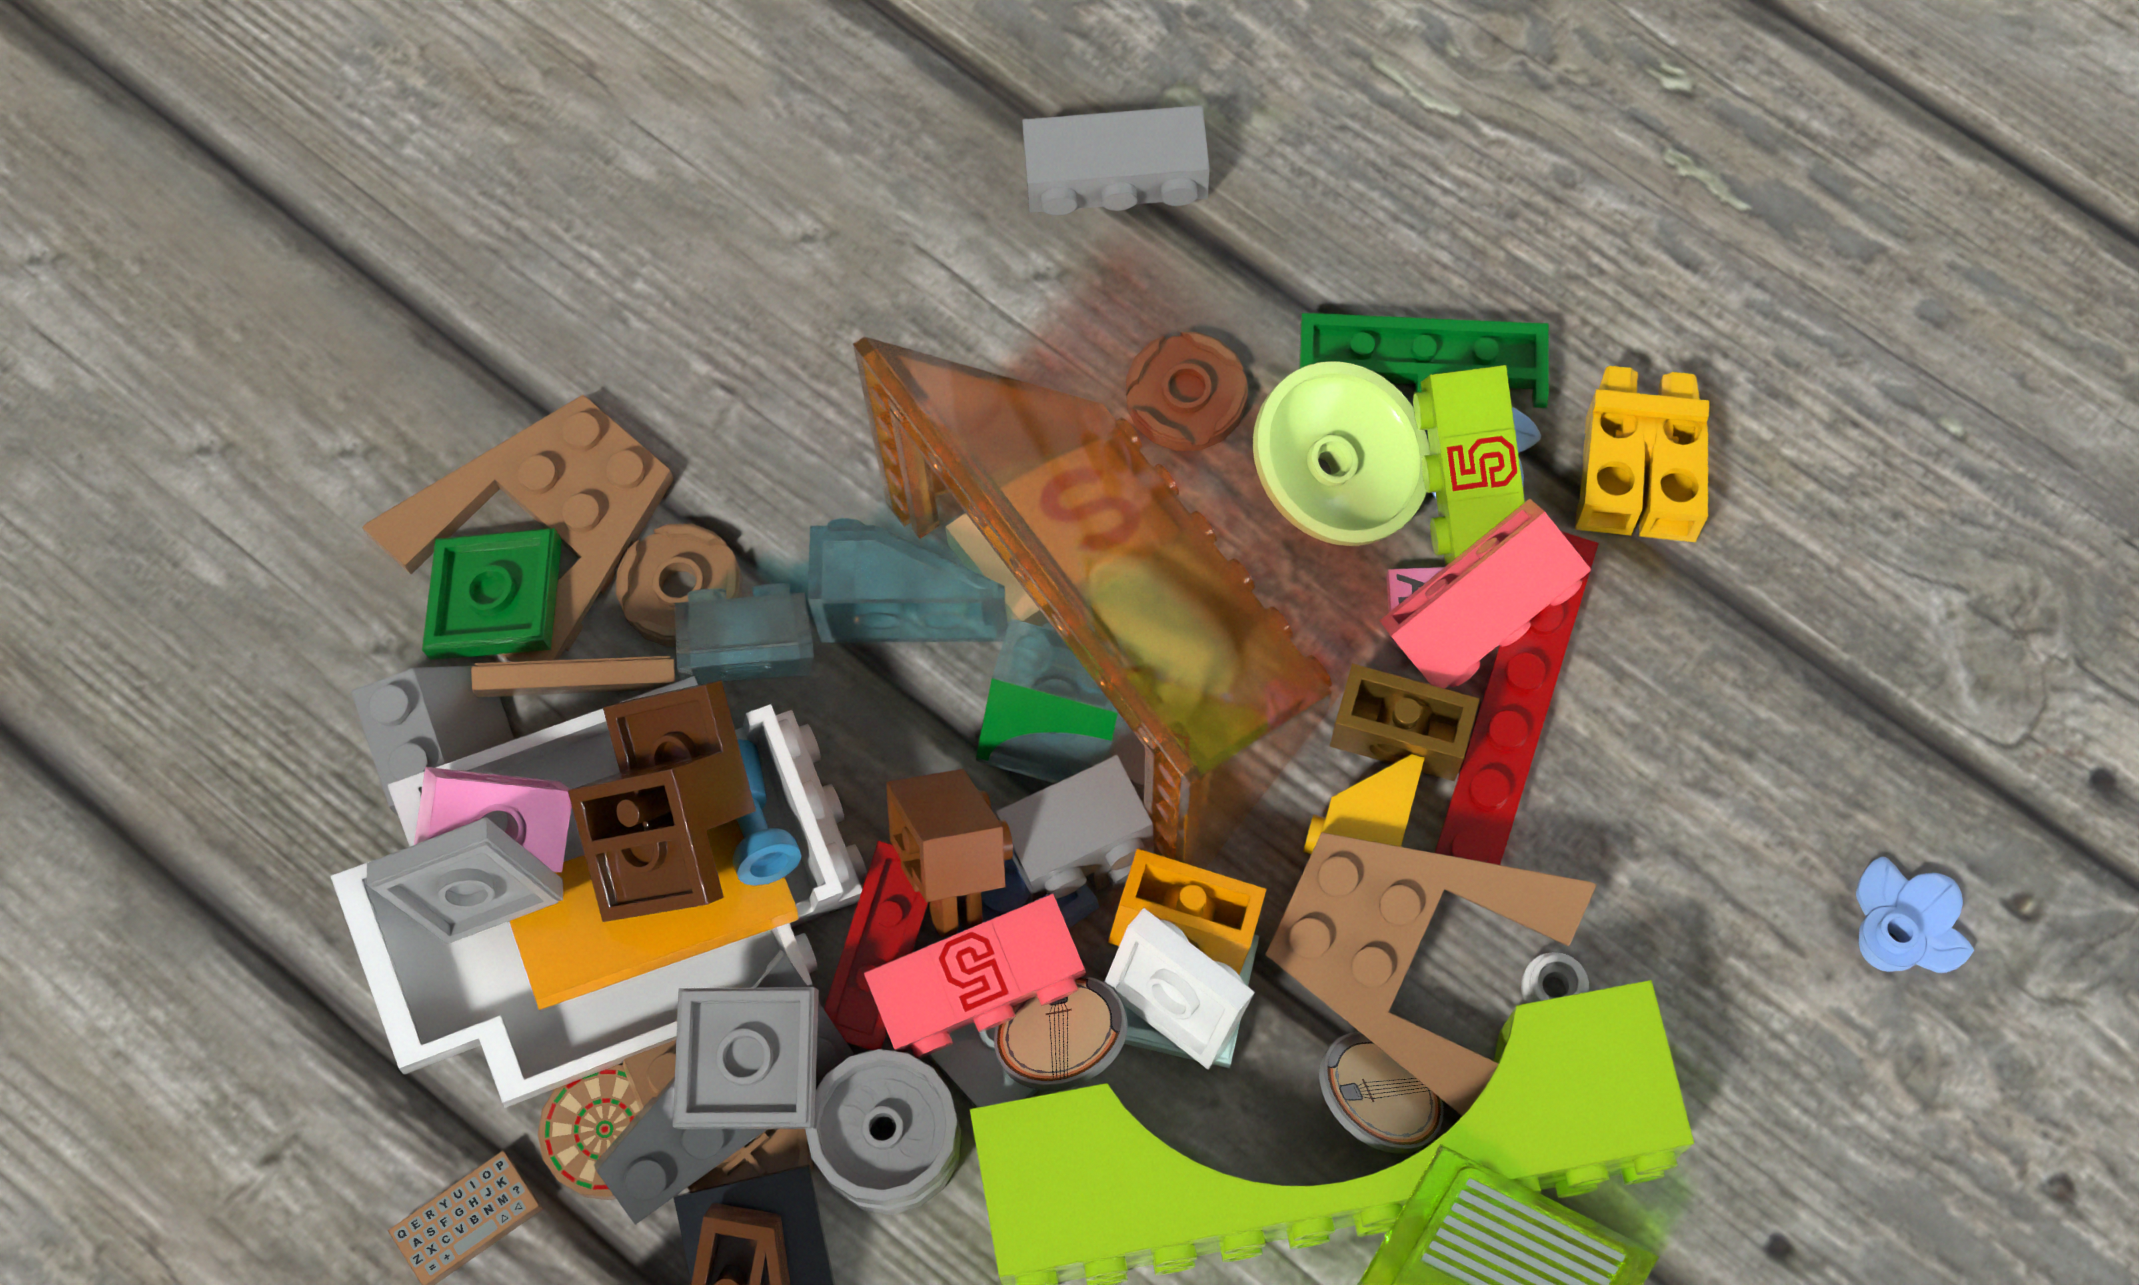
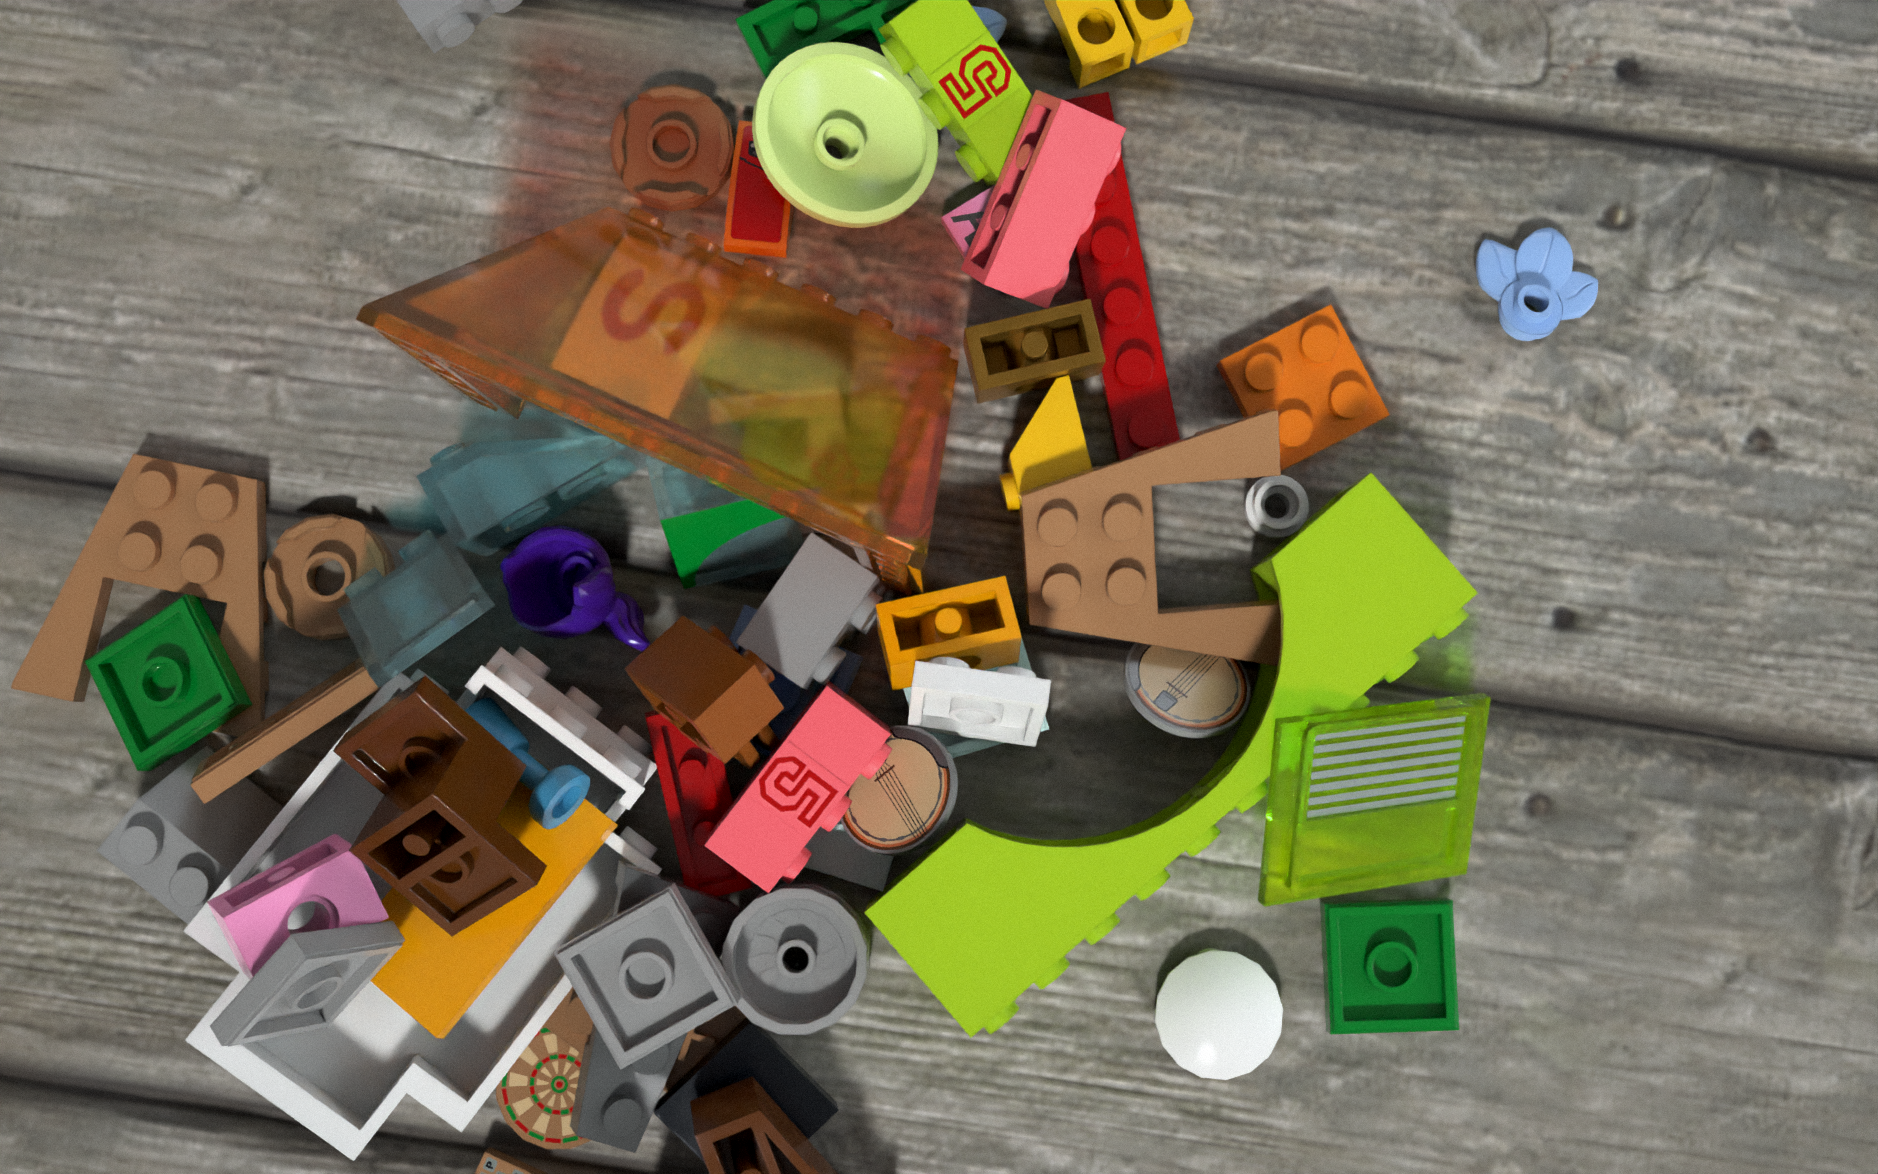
camera: 35 degrees left, 15 degrees up
(875, 699) = (565, 588): none -> dark purple hair
(1227, 479) = (756, 212): none -> red slope
(1645, 897) = (1312, 382): none -> orange plate

